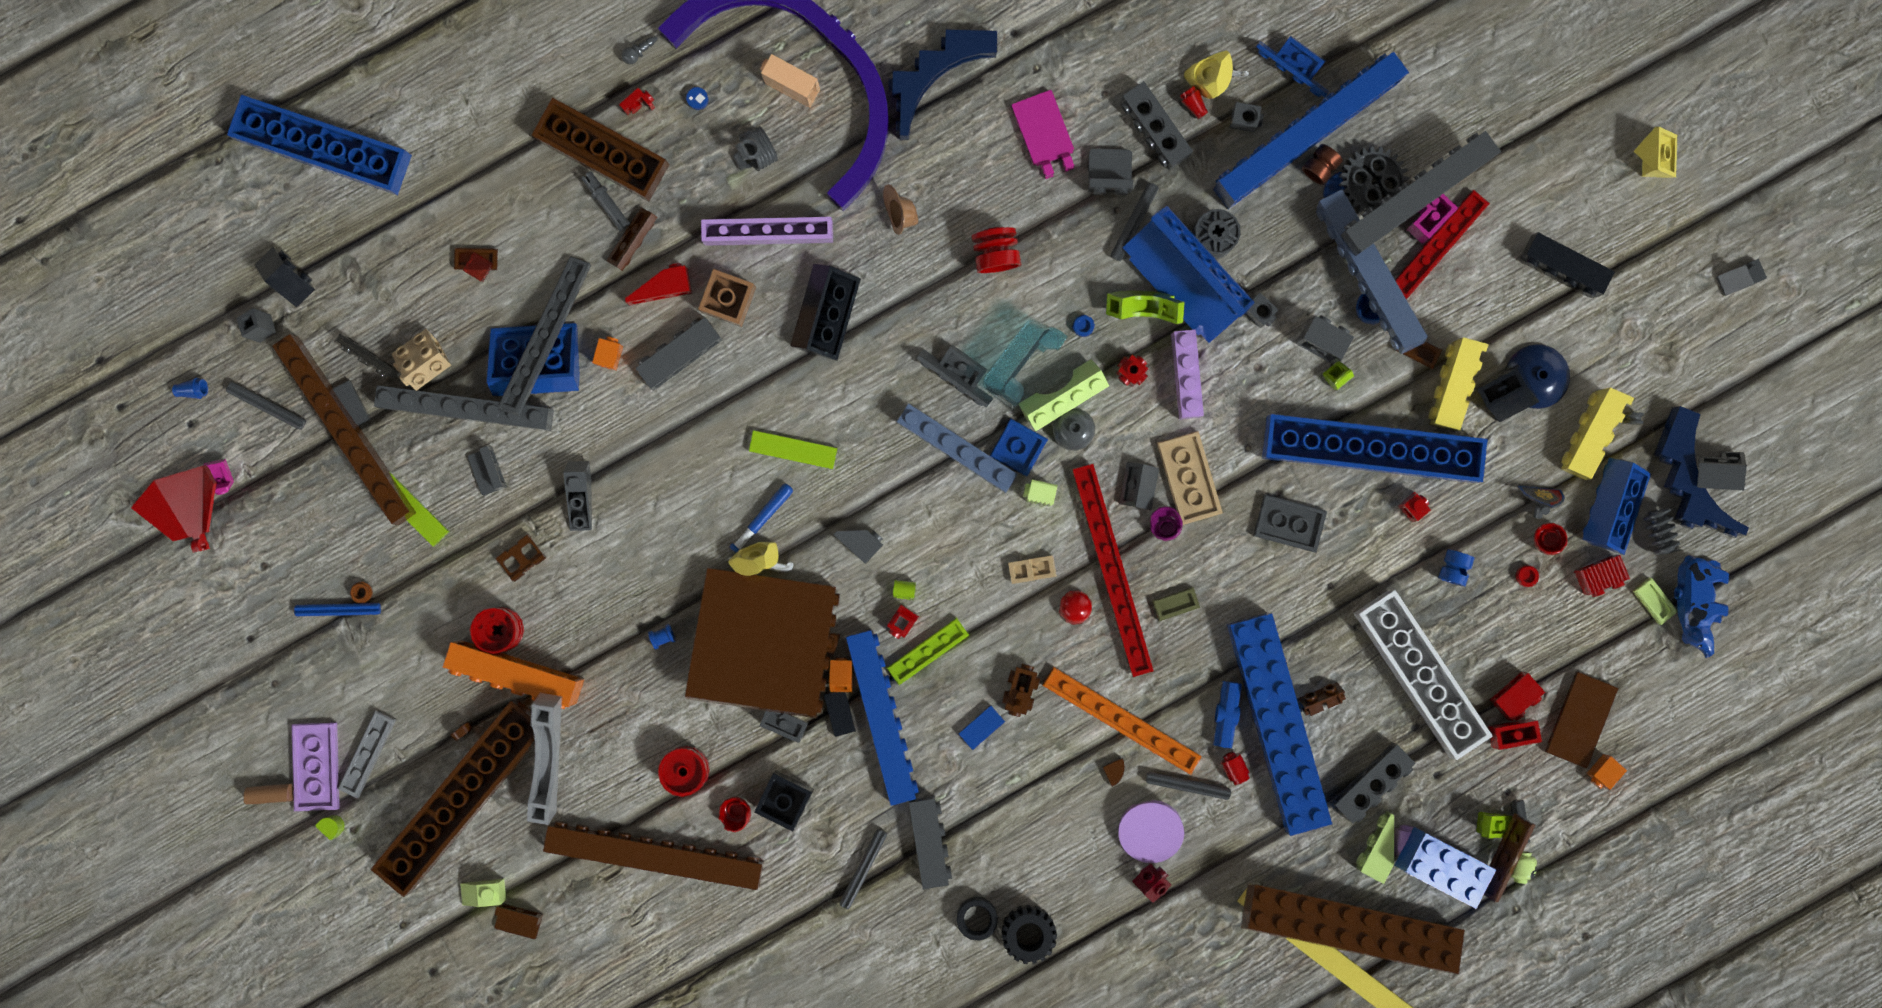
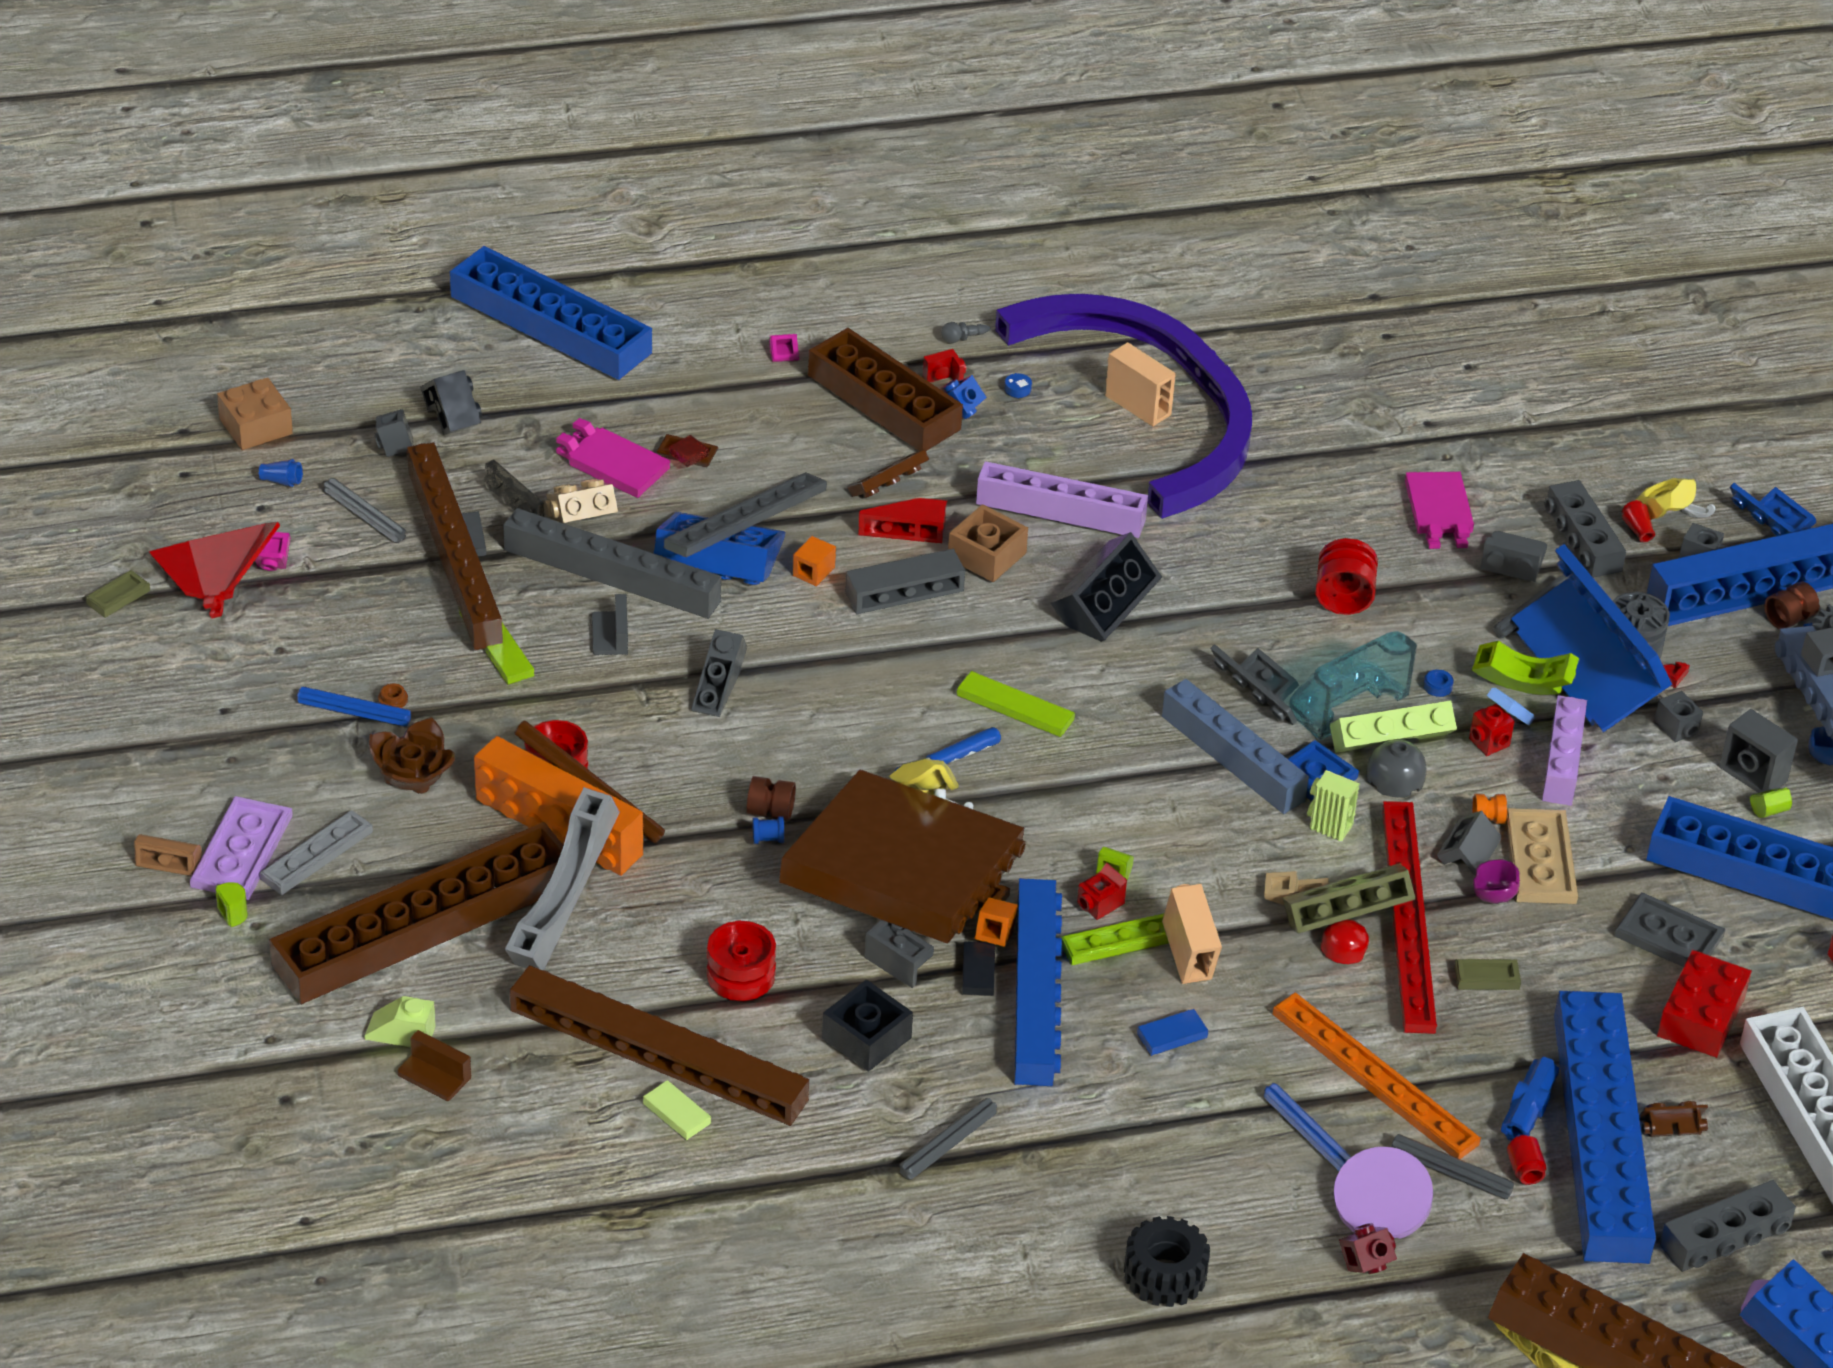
camera: 10 degrees right, 45 degrees down
(127, 551) = (118, 593): none -> olive tile
(144, 334) = (254, 413): none -> medium nougat brick
(381, 655) = (413, 759): none -> reddish brown brick
(426, 288) = (611, 458): none -> dark pink tile
(461, 731) = (454, 851): reddish brown tile -> none
(508, 115) = (784, 347): none -> dark pink slope
(525, 564) = (618, 722): reddish brown piece -> none
(527, 655) = (564, 761): none -> reddish brown axle
(600, 194) = (866, 430): dark grey pin -> none
(660, 138) = (959, 391): none -> blue brick
(662, 609) = (771, 798): none -> copper wheel
(683, 902) = (677, 1110): none -> yellowish green tile
(734, 814) = (792, 1027): red hair -> none
(760, 147) = (1074, 429): dark grey piece -> none
(861, 543) = (1071, 804): dark grey slope -> none
(900, 210) = (1234, 520): medium nougat piece -> none
(928, 842) = (1054, 1128): dark grey brick -> none
(959, 48) = (1318, 418): dark blue arch -> none
(975, 654) = (1191, 933): none -> light nougat brick
(977, 935) = (1094, 1250): black tyre -> none
(1019, 698) = (1241, 1000): reddish brown brick -> none
(1066, 592) = (1349, 898): none -> olive brick
(1090, 783) = (1306, 1125): none -> blue axle
(1114, 771) = (1348, 1124): reddish brown tile -> none
(1142, 347) = (1511, 706): none -> light blue tile
(1146, 450) = (1494, 808): none -> orange wheel
(1245, 259) = (1676, 672): none -> red tile
(1326, 591) = (1704, 1003): none -> red brick
(1379, 855) = (1715, 1313): yellowish green slope -> none

